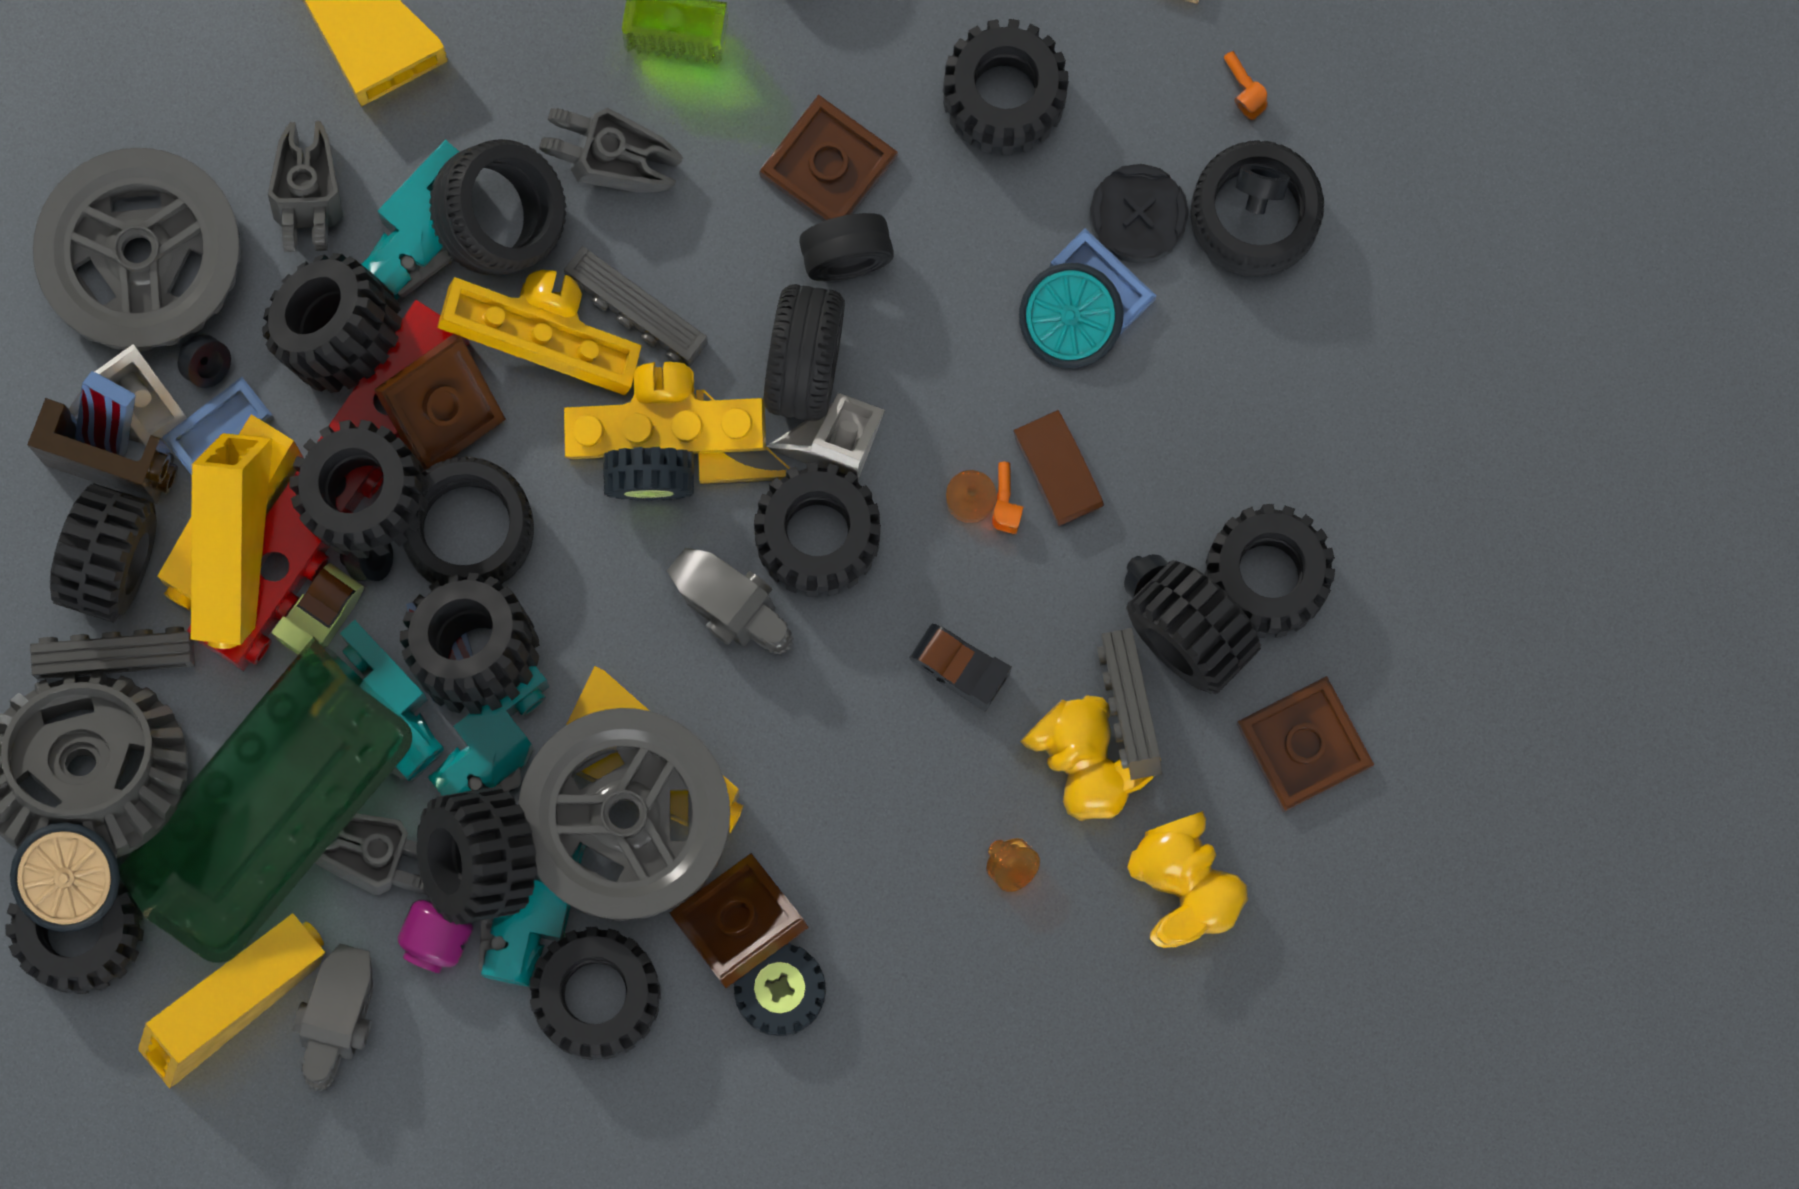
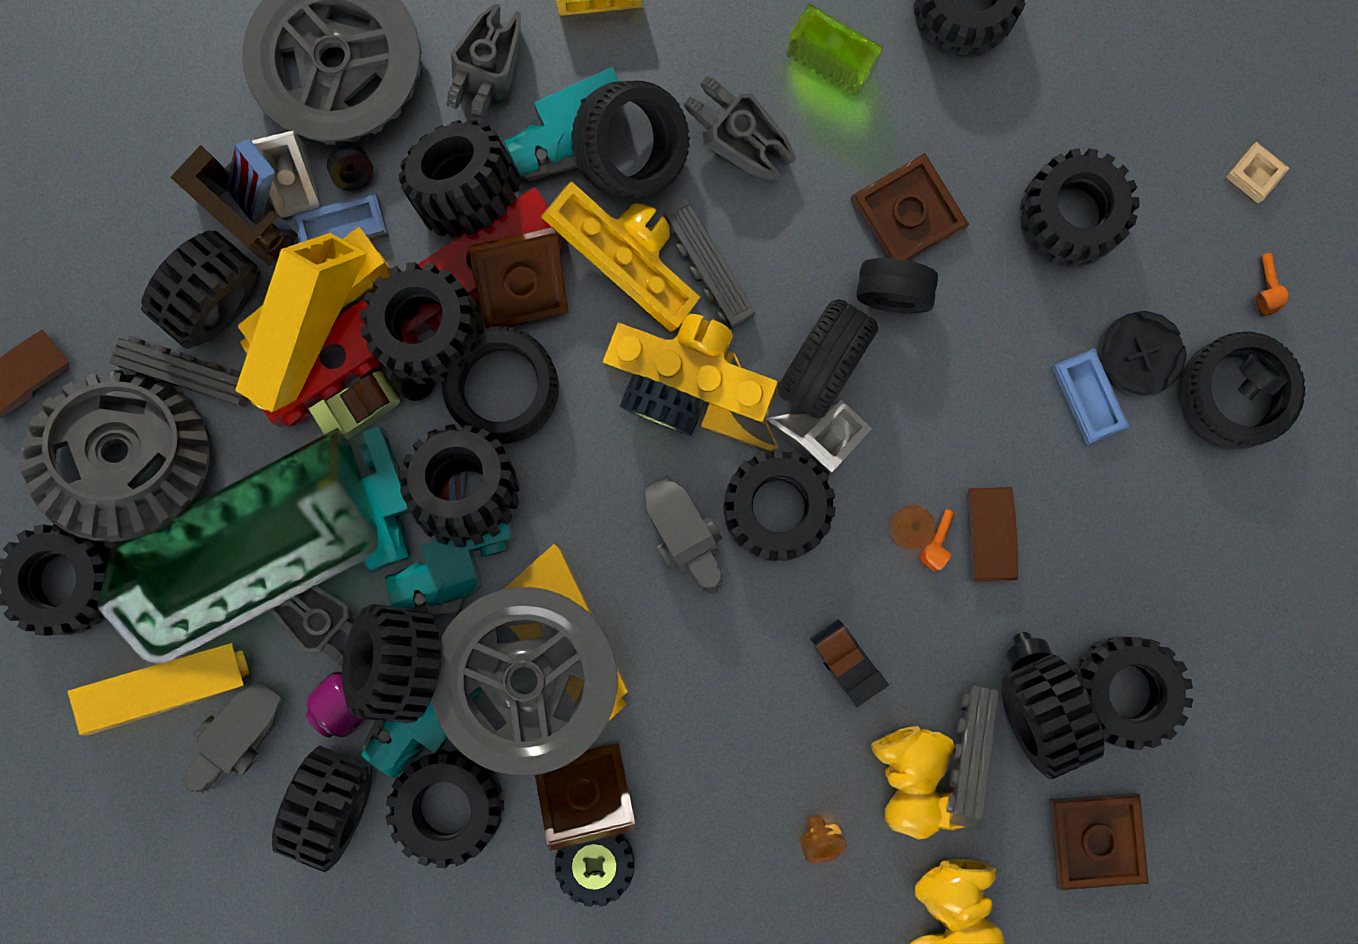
camera: 25 degrees right, 5 degrees up
(64, 877) = (55, 541): tan wheel -> none
(465, 1042) = (321, 808): none -> black tyre
(1071, 315) = (1054, 414): teal wheel -> none

